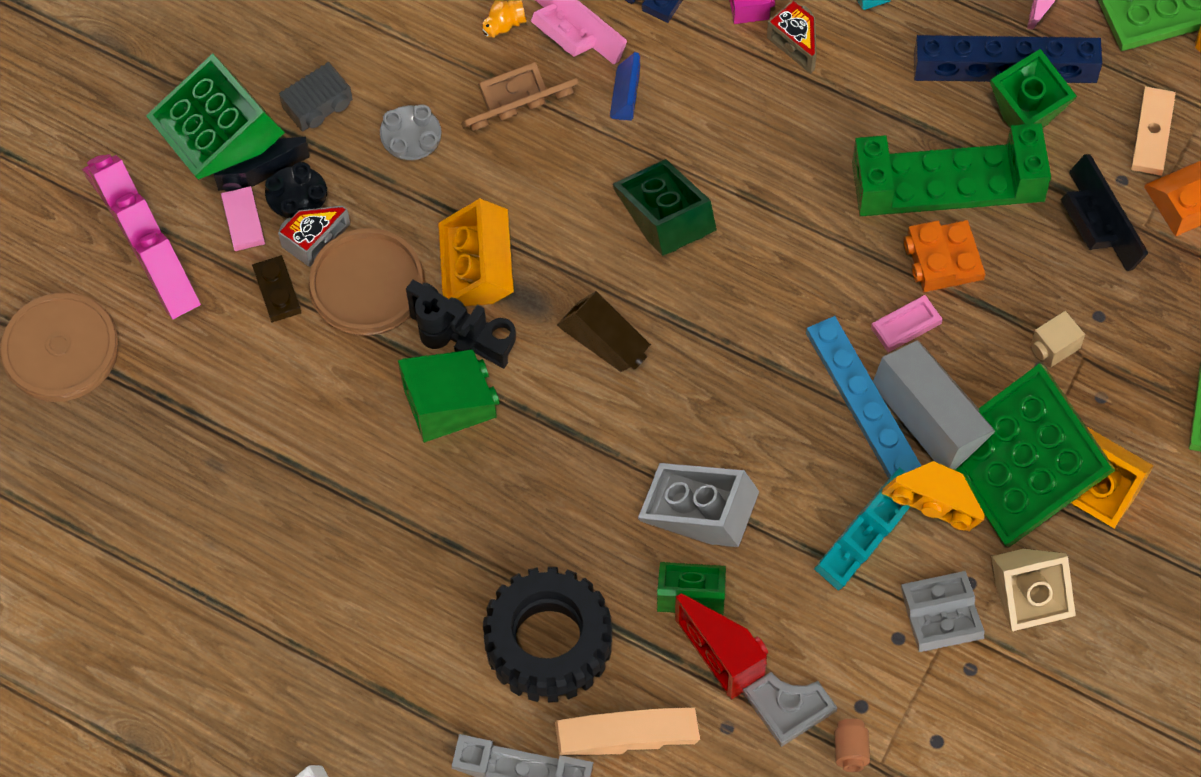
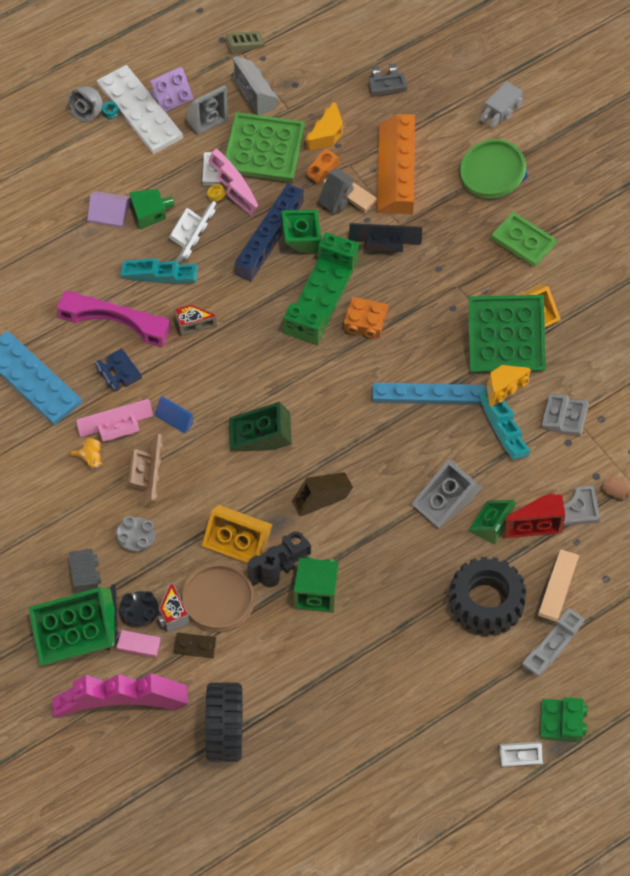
camera: 65 degrees left, 5 degrees down
(59, 347) = (165, 775): medium nougat brick -> none
(145, 368) = (224, 721): none -> black tyre
(906, 323) = (394, 353): bright pink tile -> none
(931, 405) = (455, 361): light grey slope -> none
(1033, 587) = (574, 368): tan slope -> none
(1057, 339) = (445, 291): tan brick -> none
(1133, 107) = (336, 190): none -> dark grey brick
(1171, 73) = (322, 165): none -> orange leg

